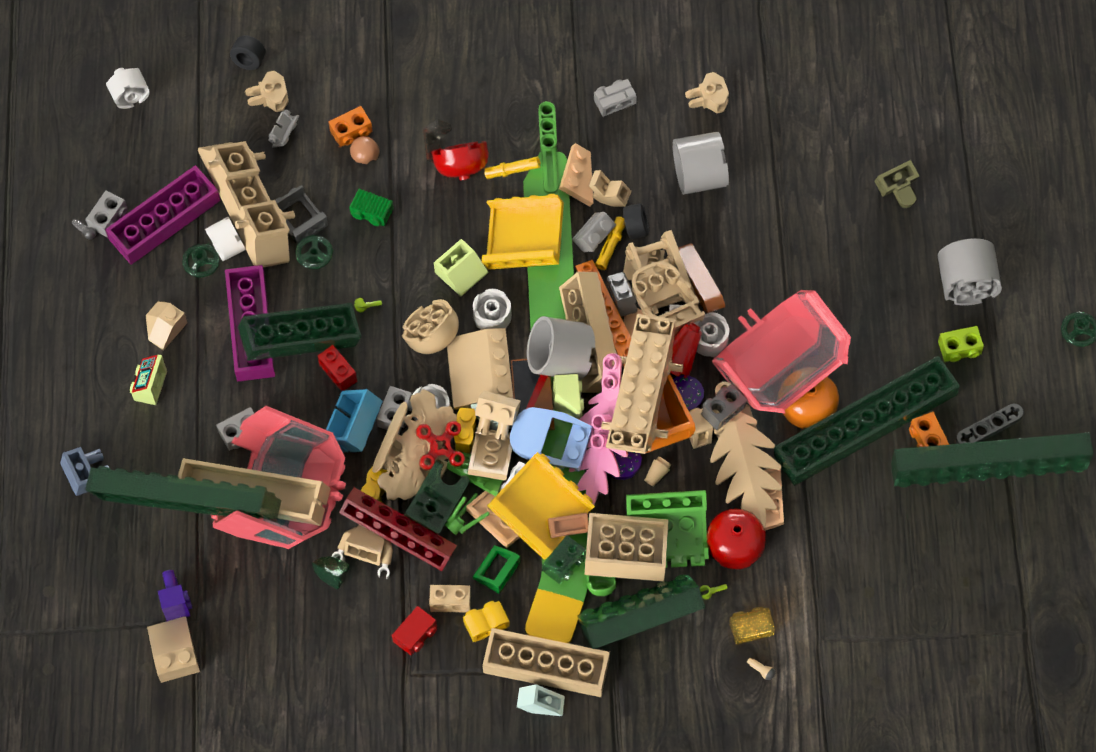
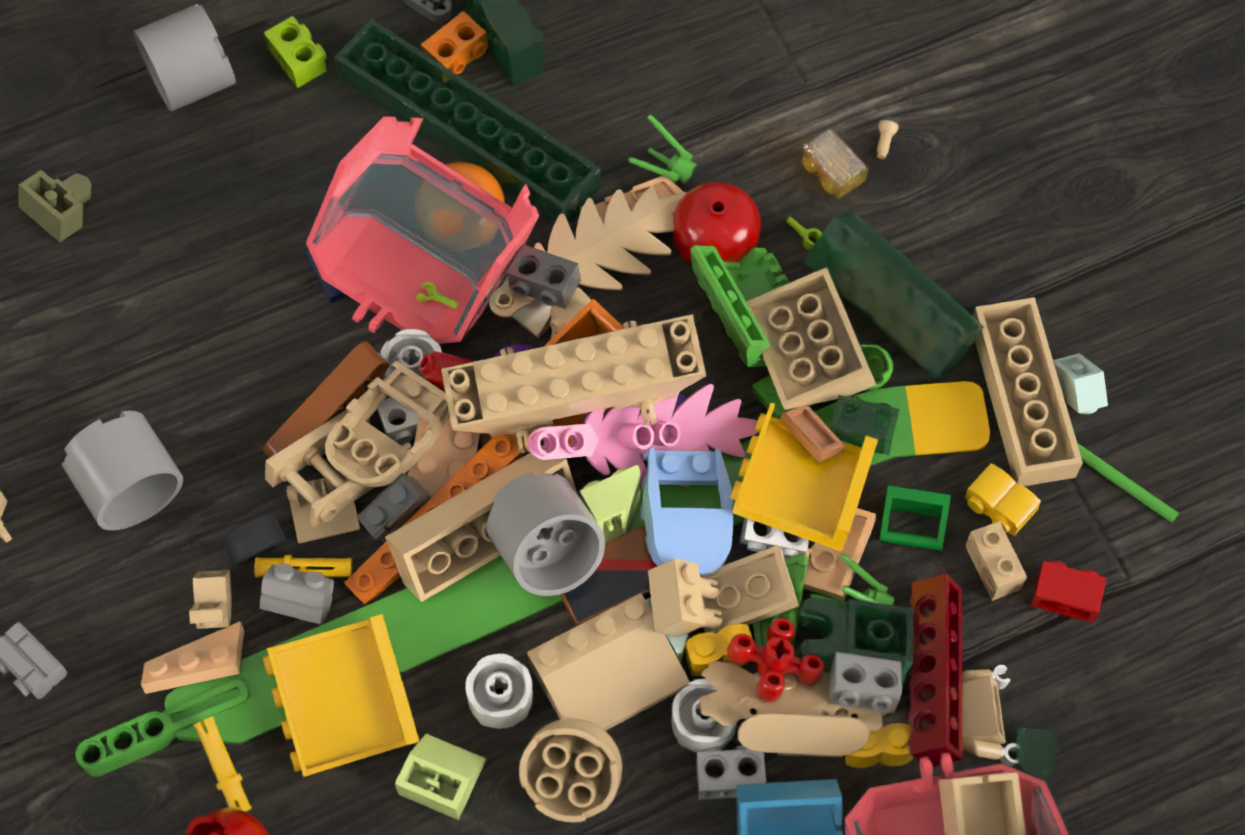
camera: 115 degrees left, 0 degrees up
(409, 488) = (865, 682): none -> light grey brick
(468, 698) = (1127, 485): none -> bright green bar
(750, 362) = (434, 295): none -> lime hand
(786, 532) = (679, 167): none -> bright green plant

